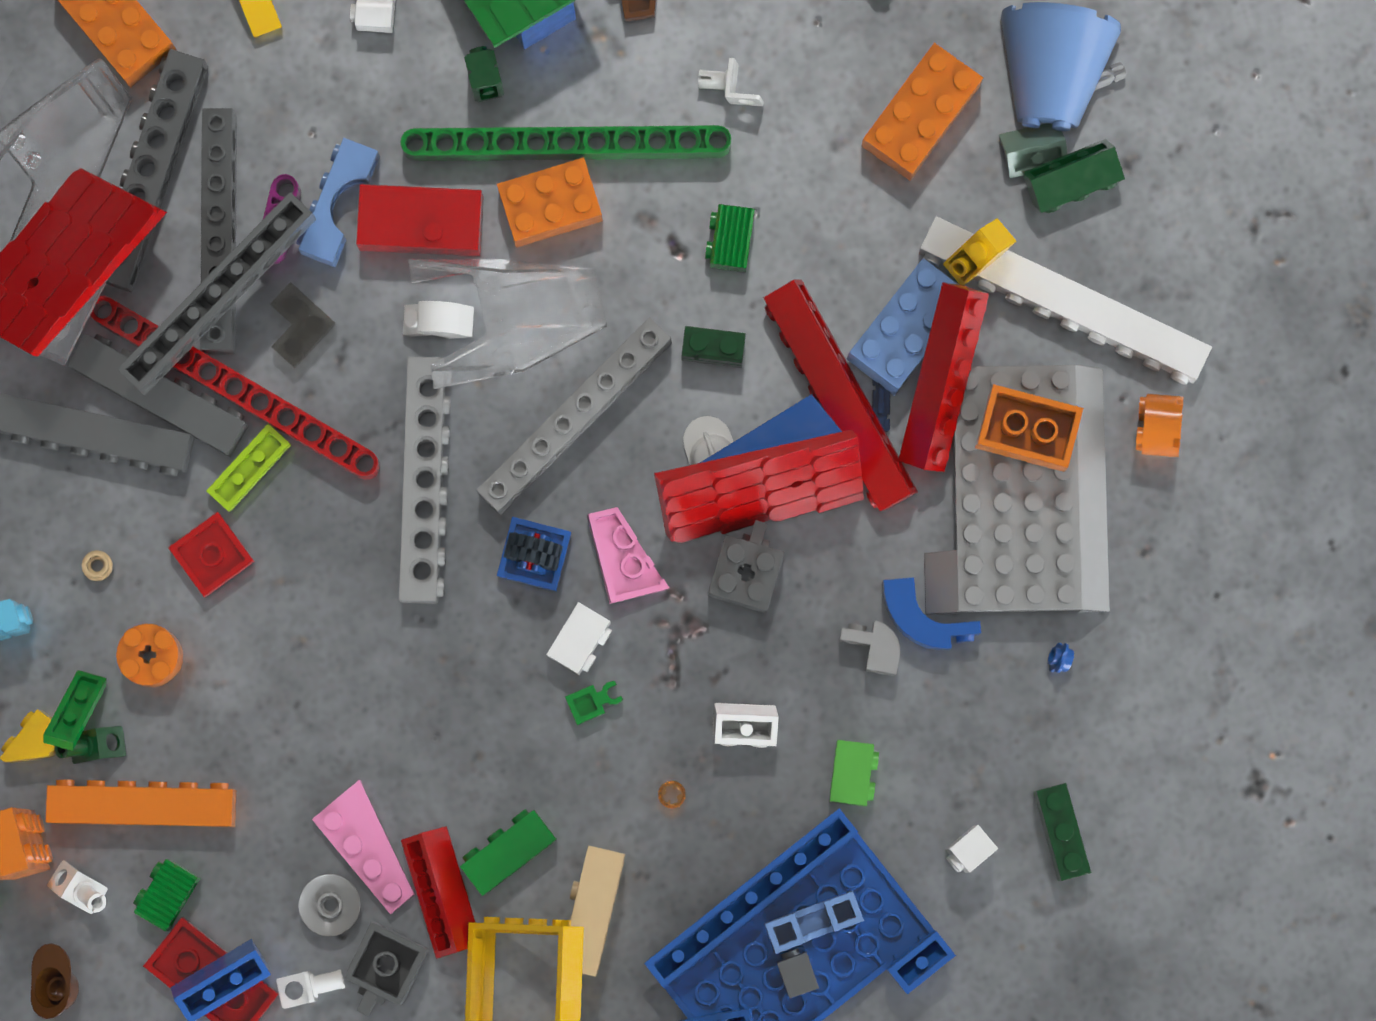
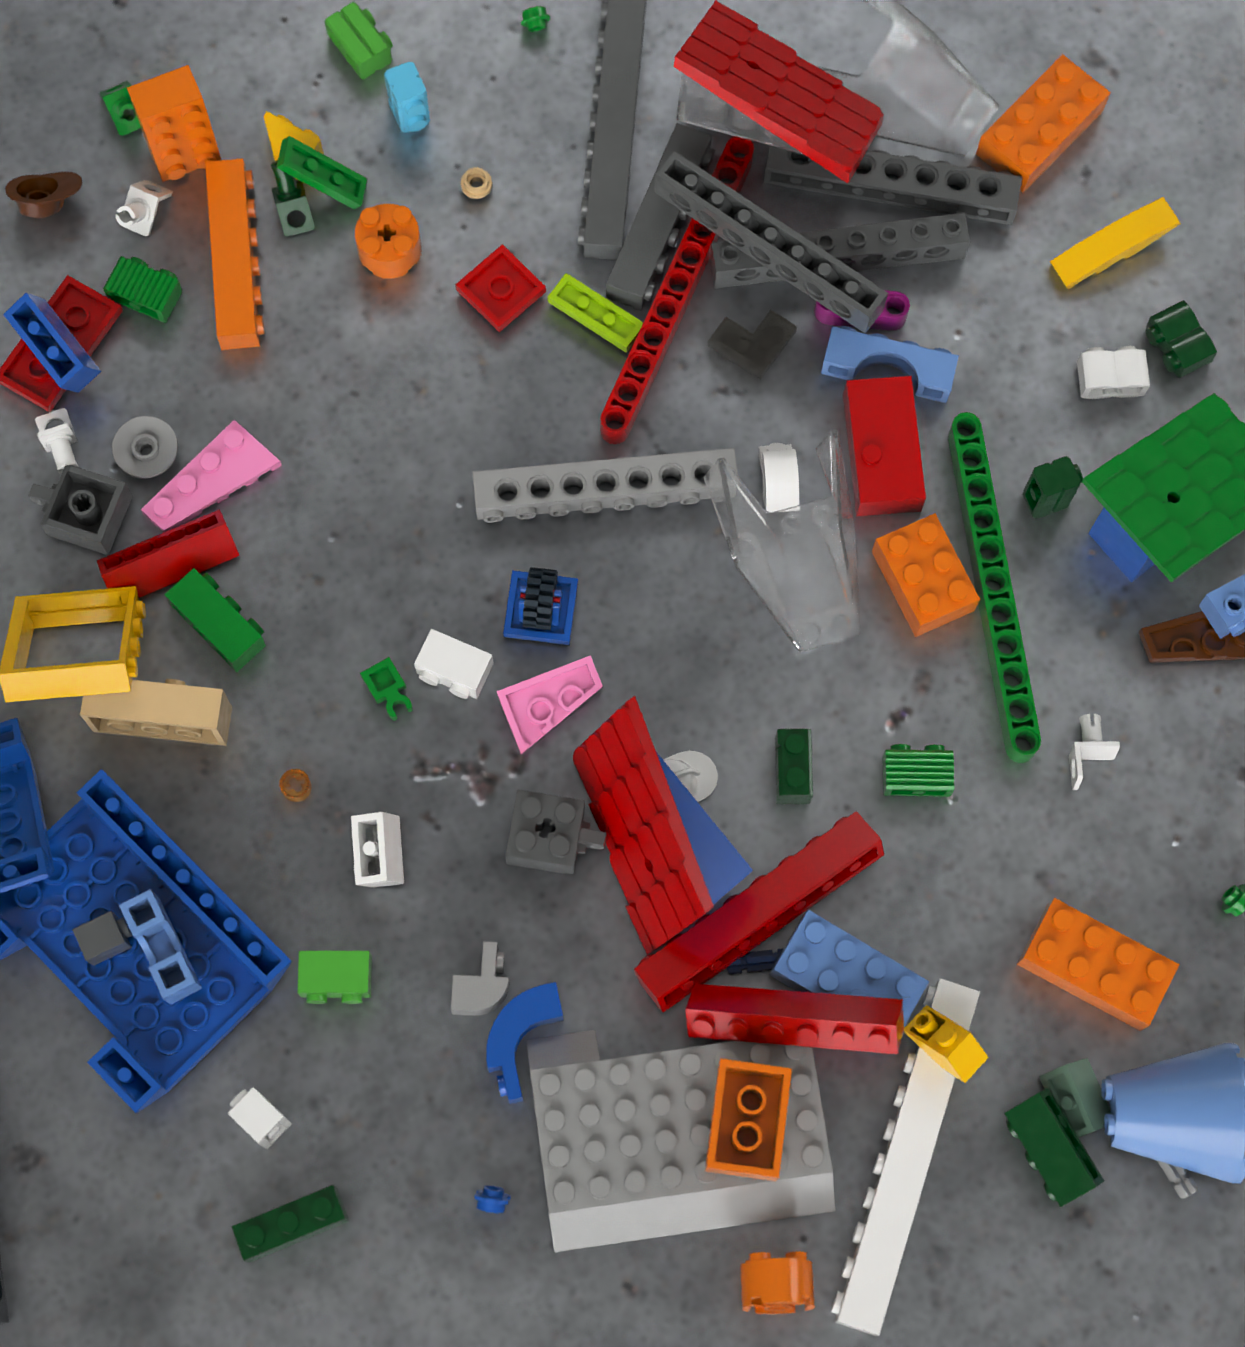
camera: 80 degrees right, 10 degrees down
(574, 416) = (696, 629): light grey brick -> none

